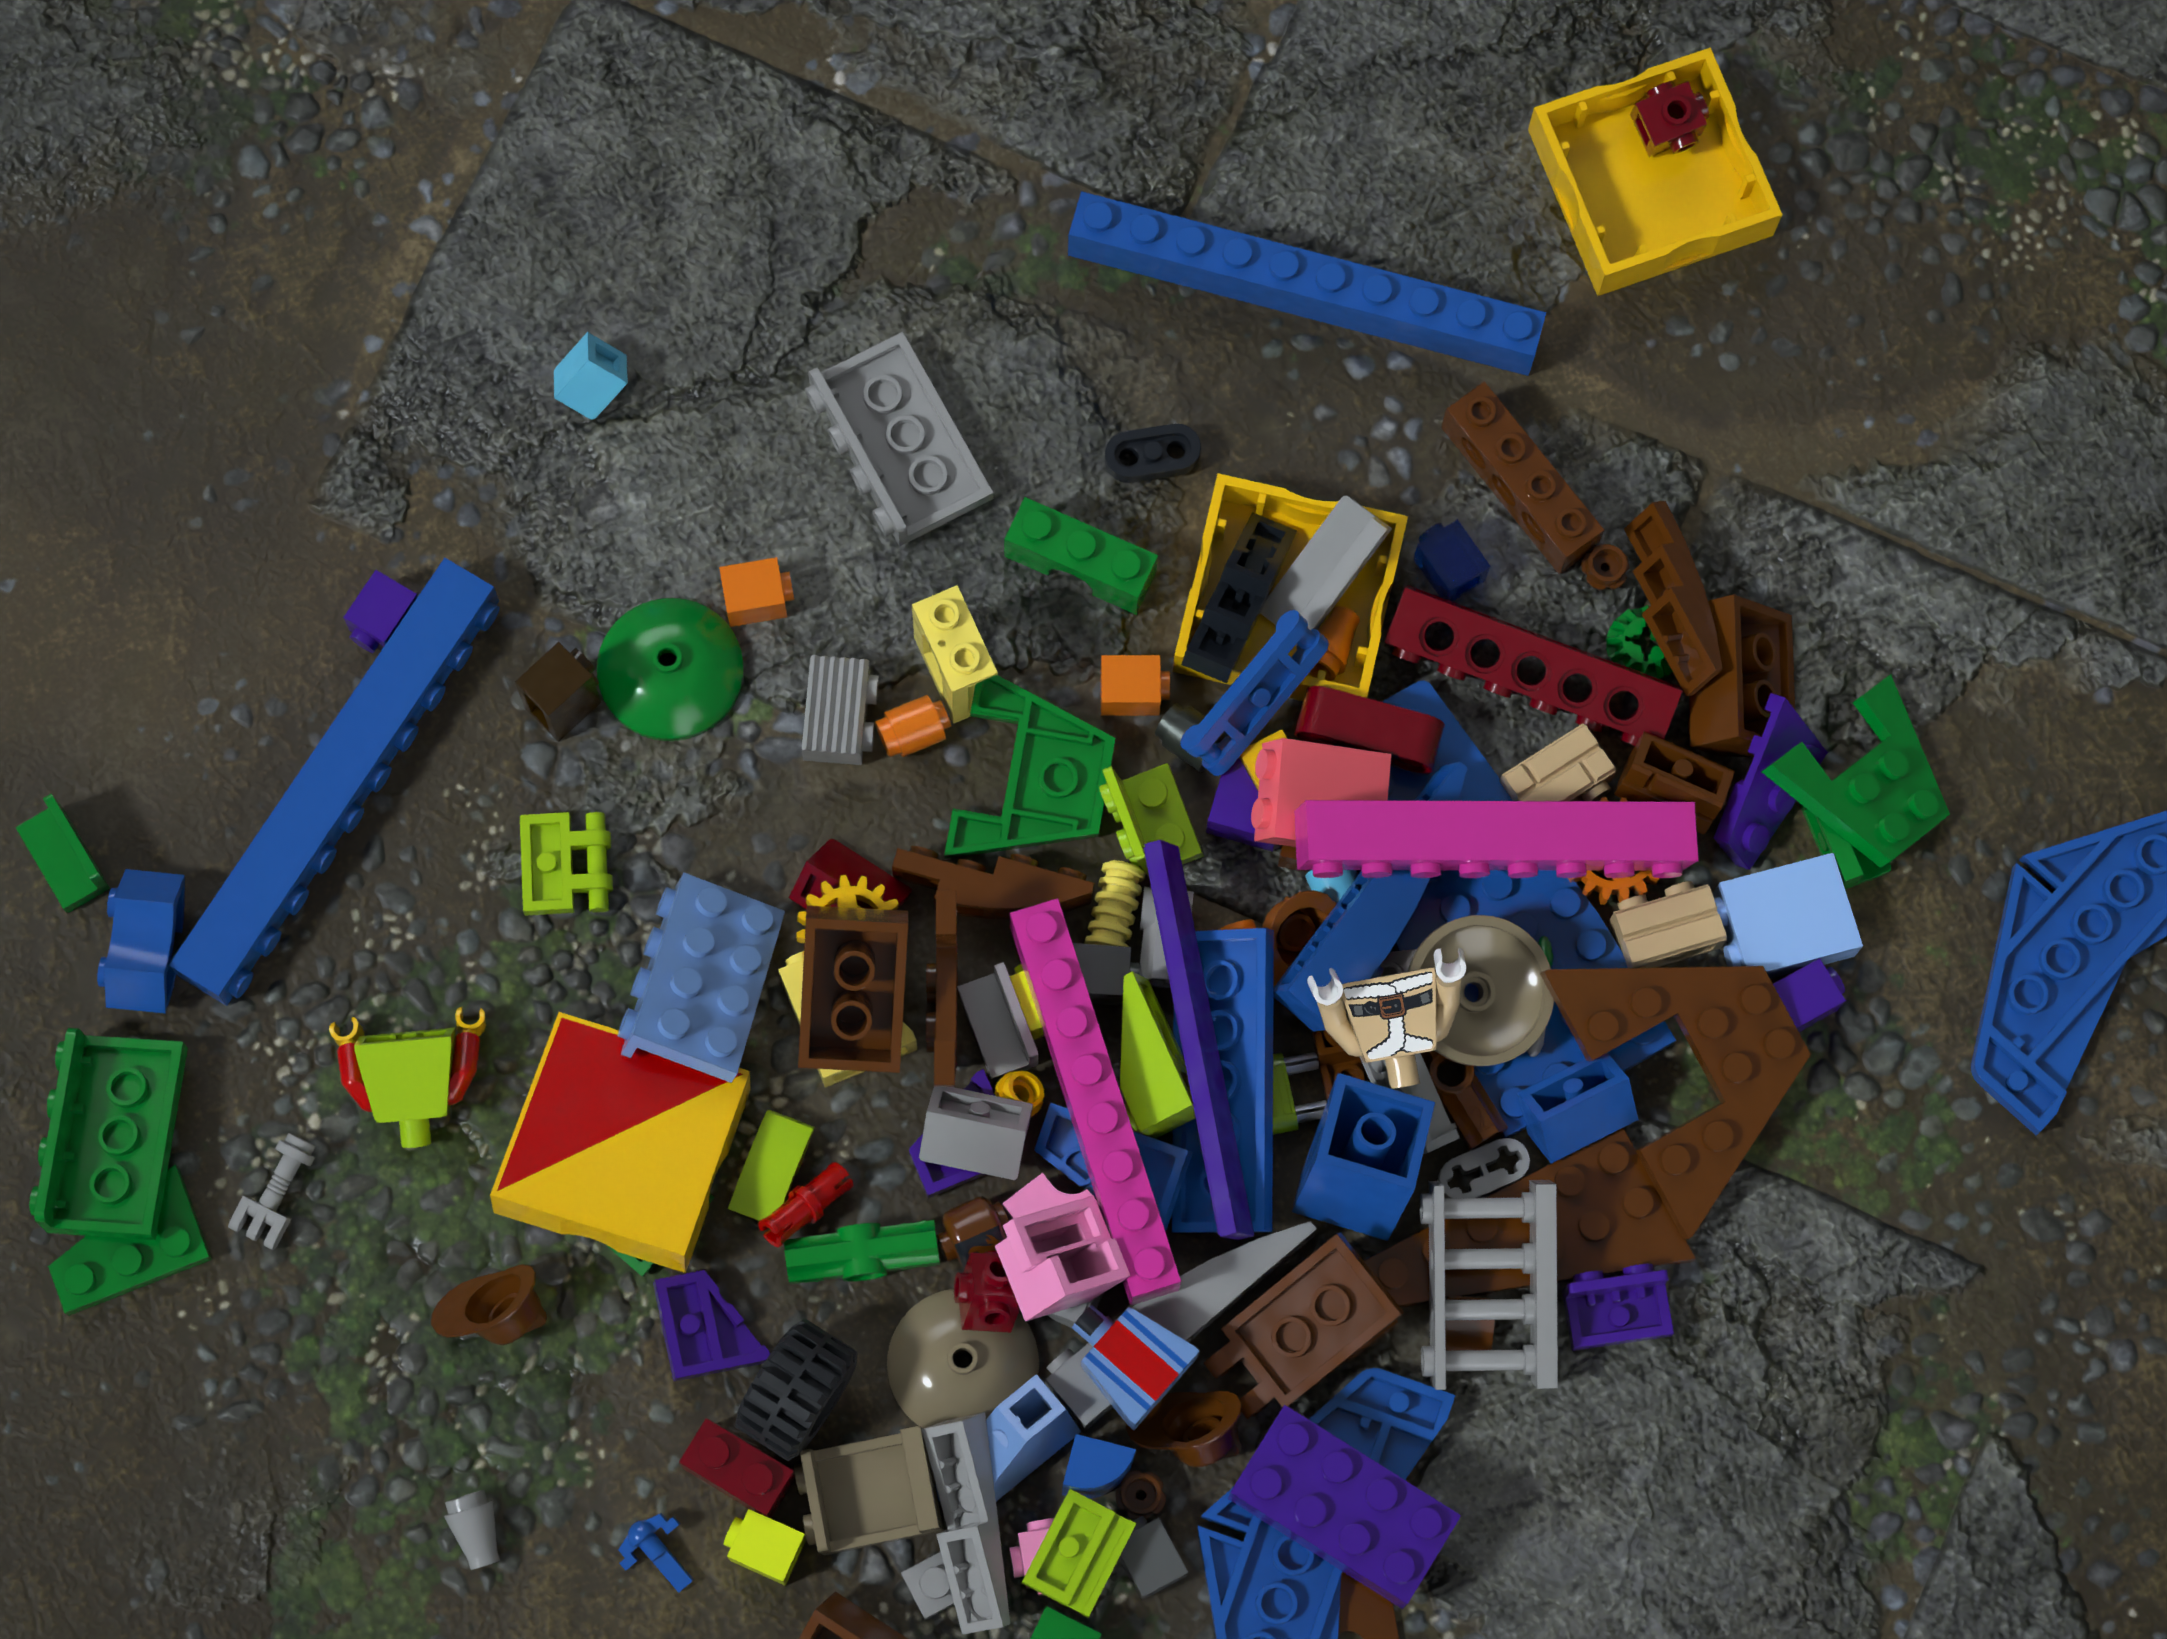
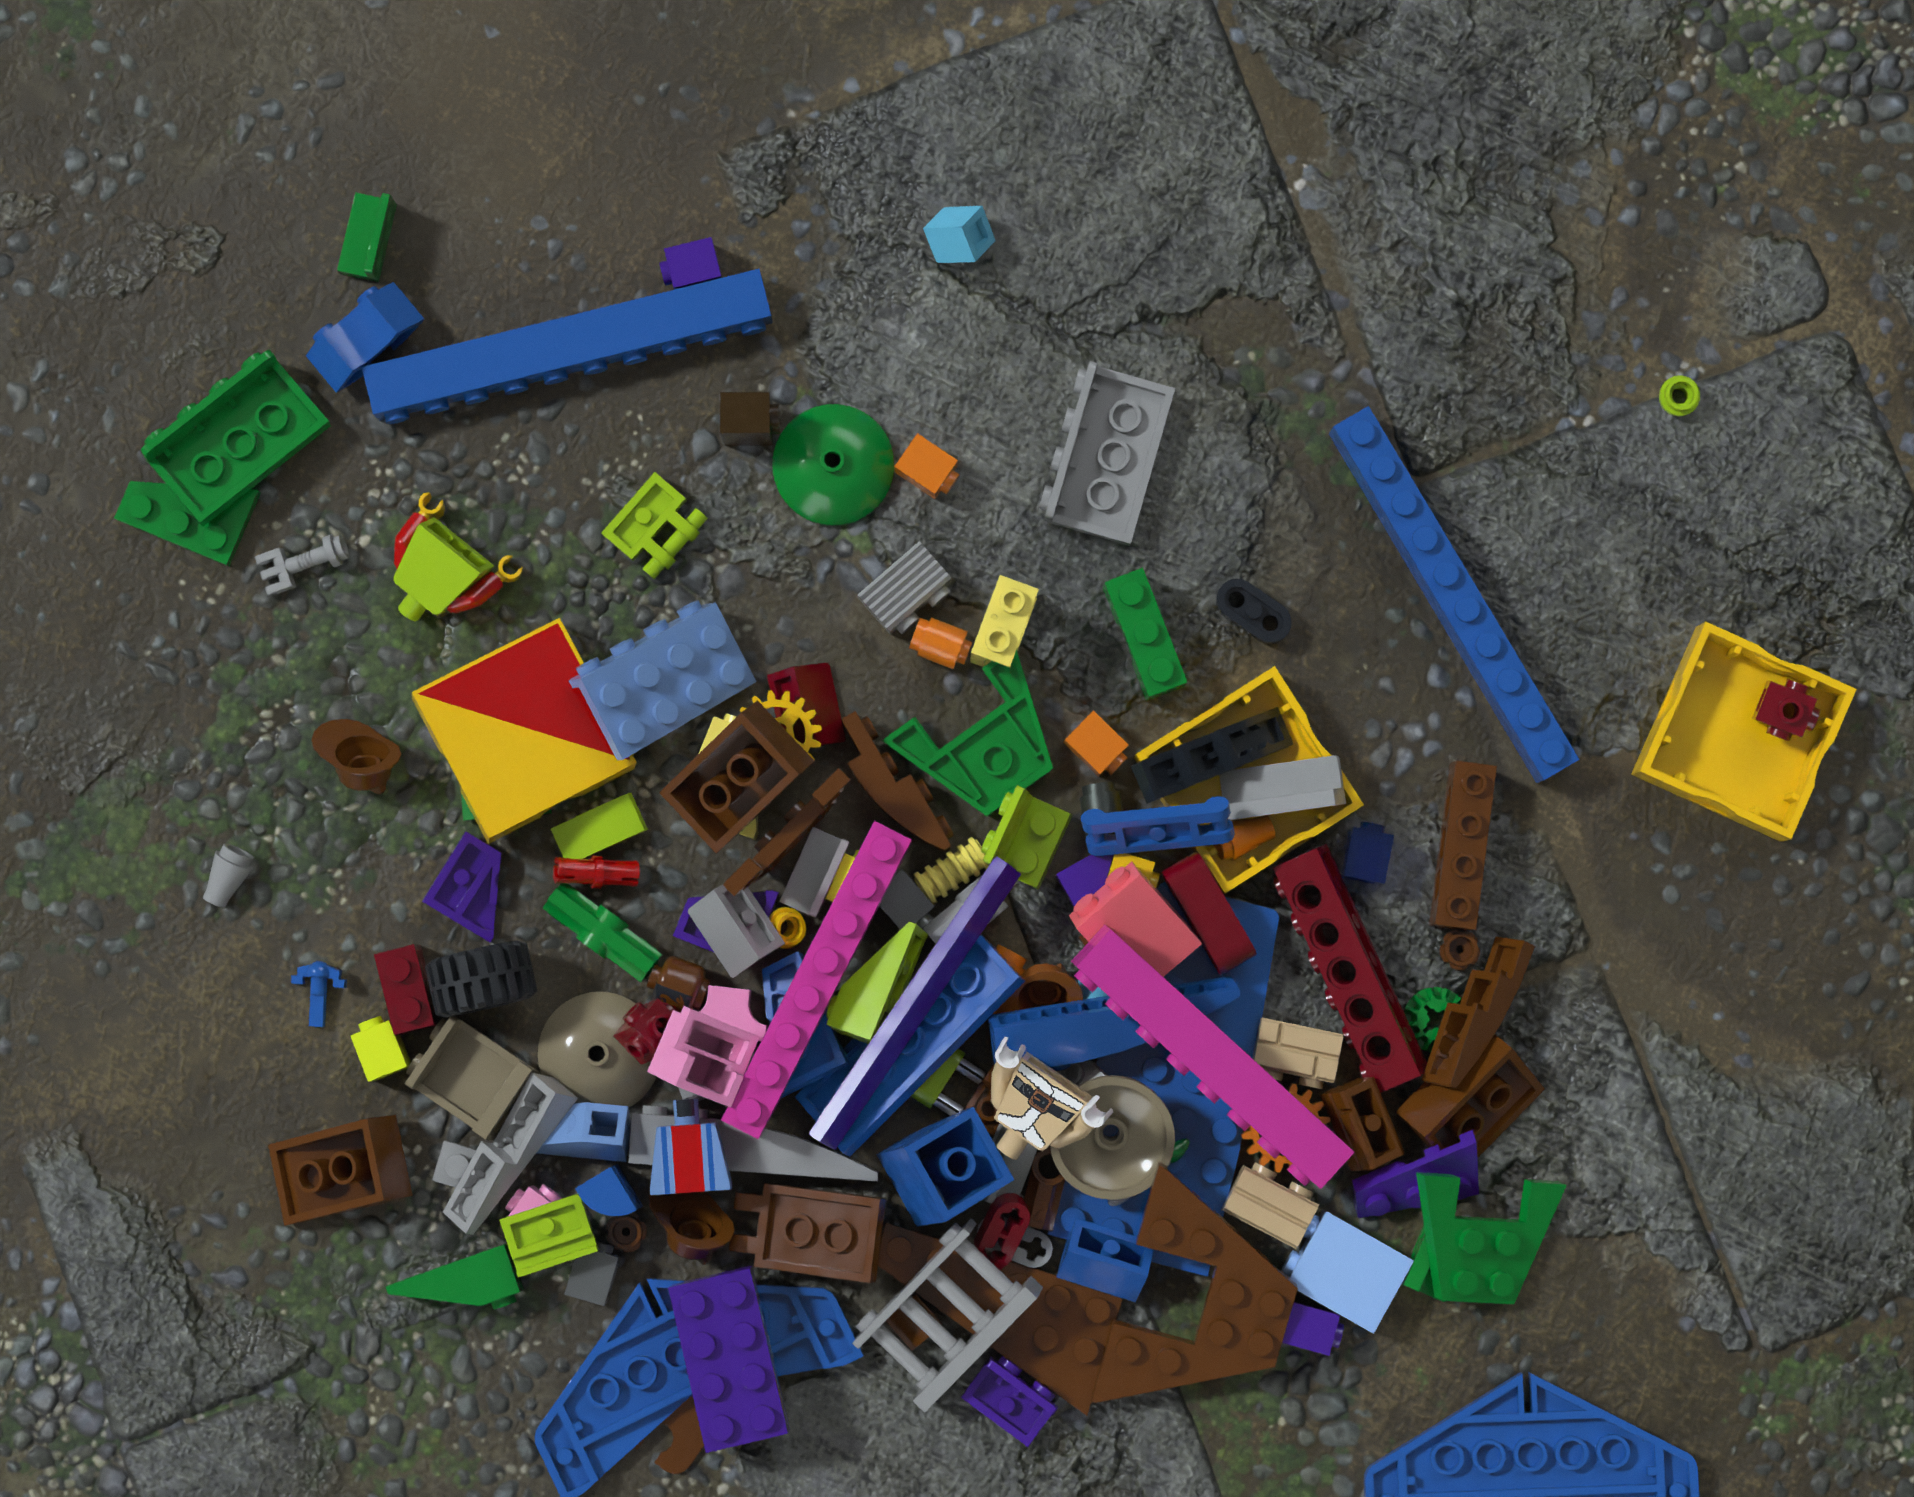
camera: 45 degrees right, 10 degrees up
(1467, 1165) = (1008, 1235): none -> dark red beam

